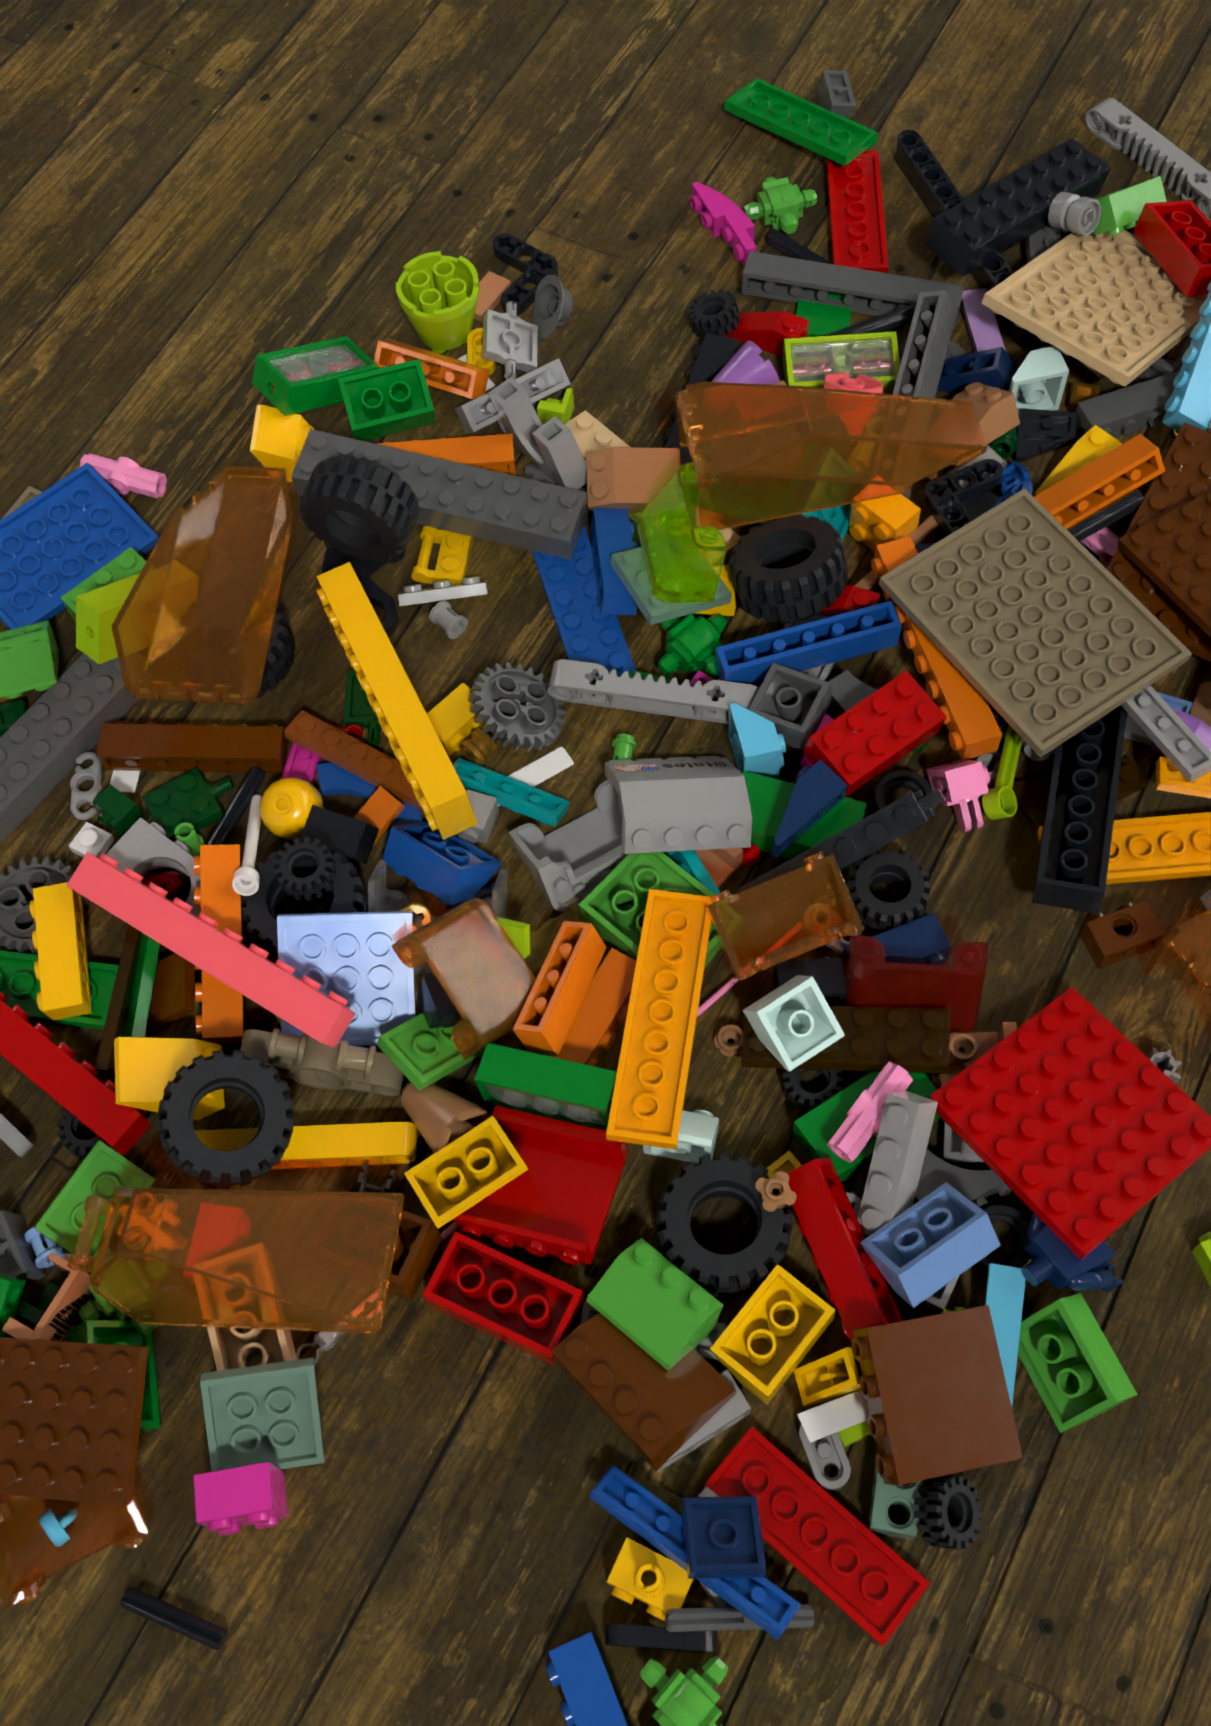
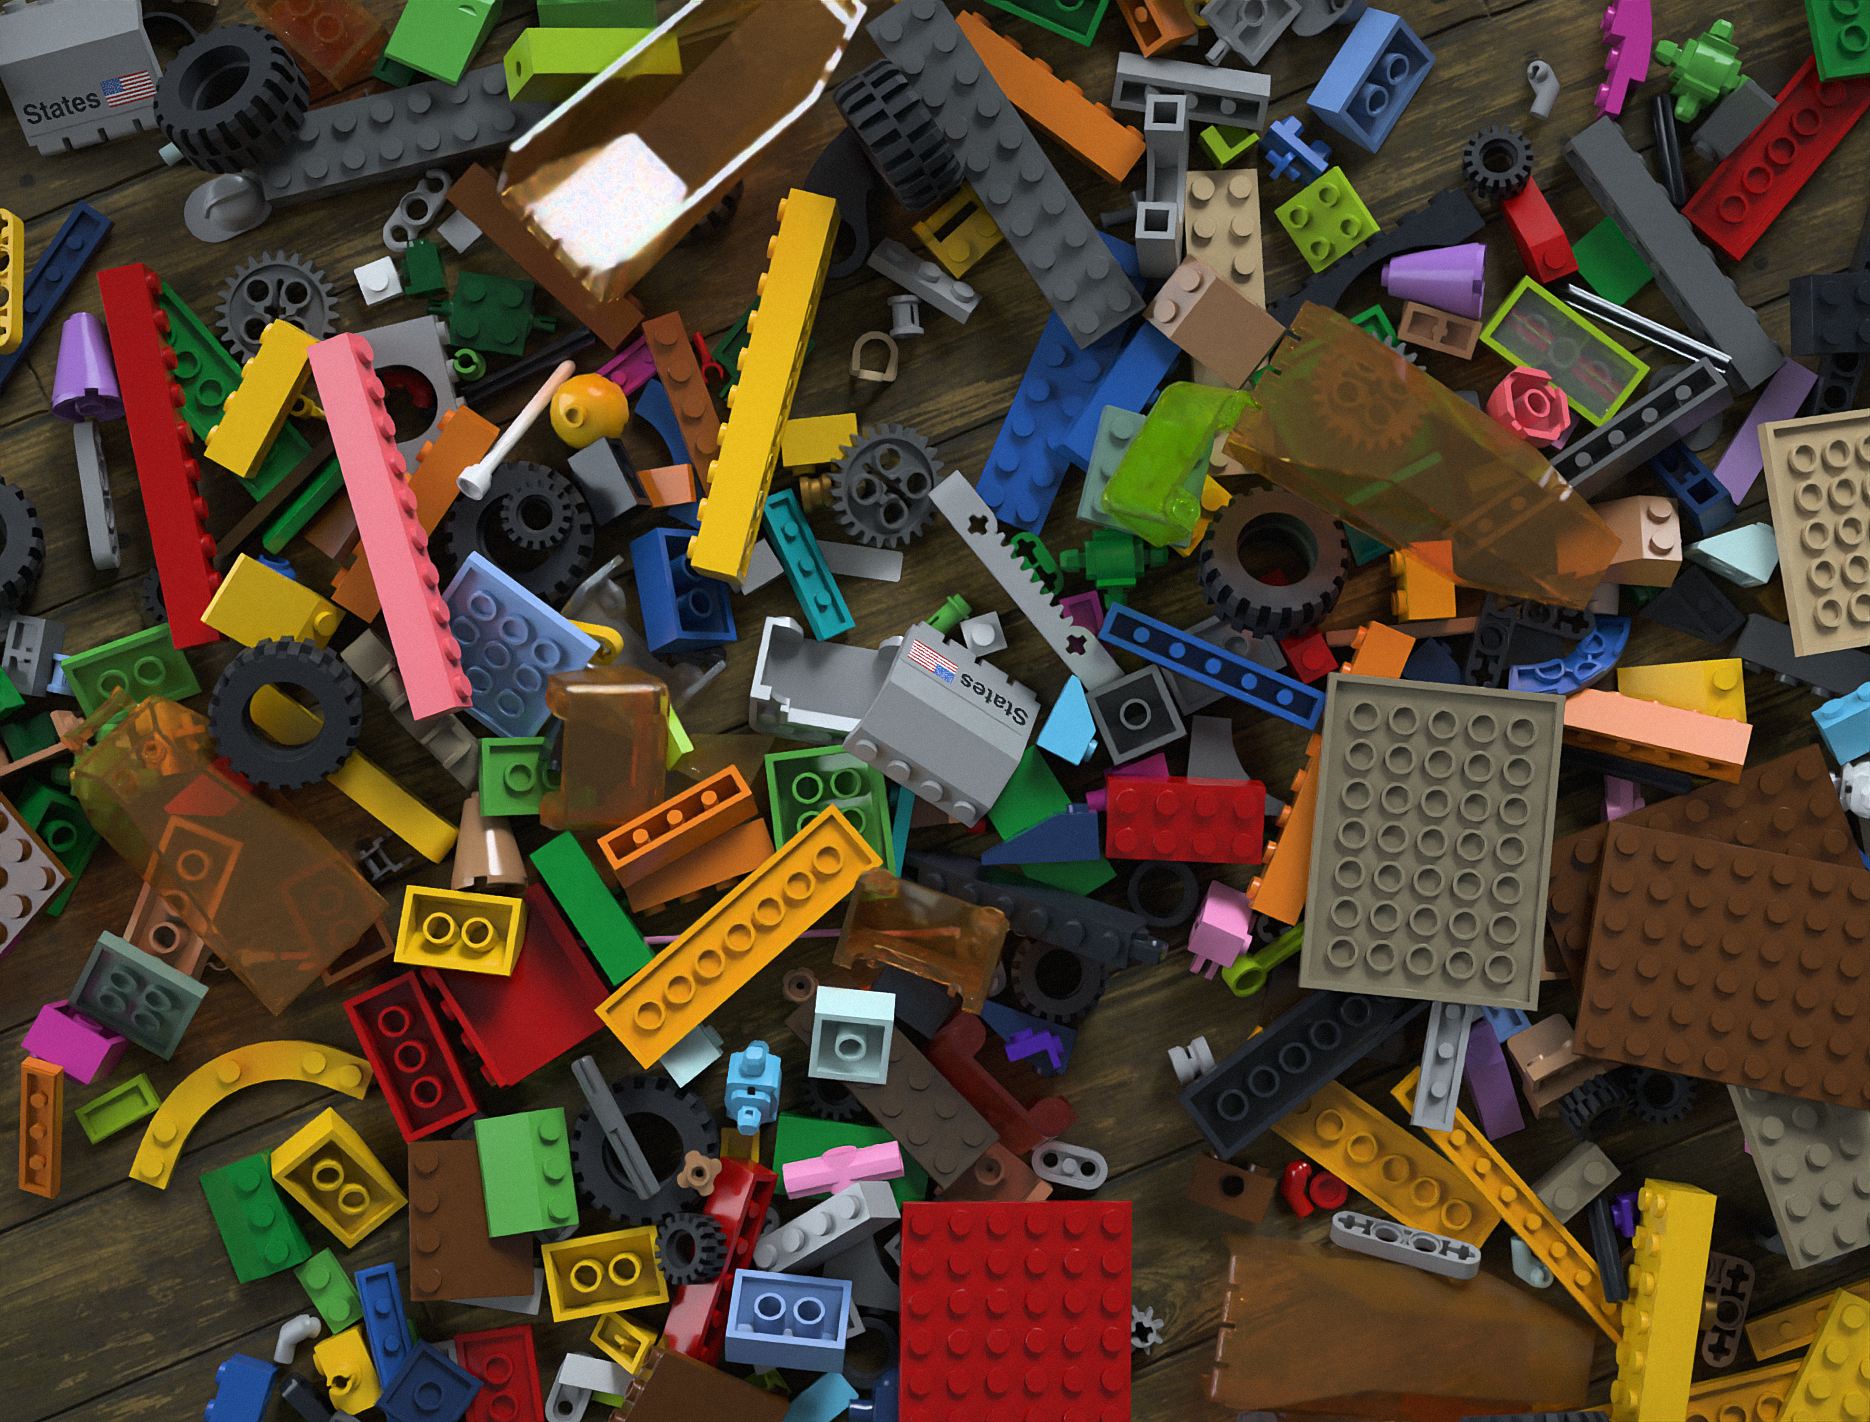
camera: 35 degrees right, 25 degrees up
(101, 950) = (309, 410): none -> yellow hand
(260, 1587) = (41, 1127): none -> orange tile
(312, 1534) = (118, 1108): none -> lime tile
(377, 1437) = (230, 1072): none -> yellow plate
(452, 657) = (891, 371): none -> tan piece
(480, 1525) = (255, 1217): none -> green slope
(521, 1440) = (337, 1178): none -> yellow slope
(581, 1593) = (294, 1332): none -> light grey arm
(584, 1535) = (330, 1290): none -> bright green plate
(598, 388) = (1291, 154): none -> blue hips
(607, 327) = (1372, 79): none -> medium blue slope
(648, 400) = (1327, 220): none -> lime plate
(654, 746) = (983, 634): none -> white plate
(690, 1210) = (615, 1127): none -> dark grey axle
(703, 271) = (1545, 87): none -> light grey arm
(759, 1118) = (753, 1087): none -> medium azure piece
(818, 202) = (1732, 121): none -> dark grey slope
(835, 1254) = (707, 1249): none -> black tyre
(921, 927) = (1027, 1043): none -> dark purple bracket
(1007, 1006) = (1068, 1165): none -> light grey plate
(1019, 882) = (1191, 1060): none -> light grey wheel
(1158, 904) = (1293, 1185): none -> red arm
(1179, 891) = (1327, 1190): none -> red tile

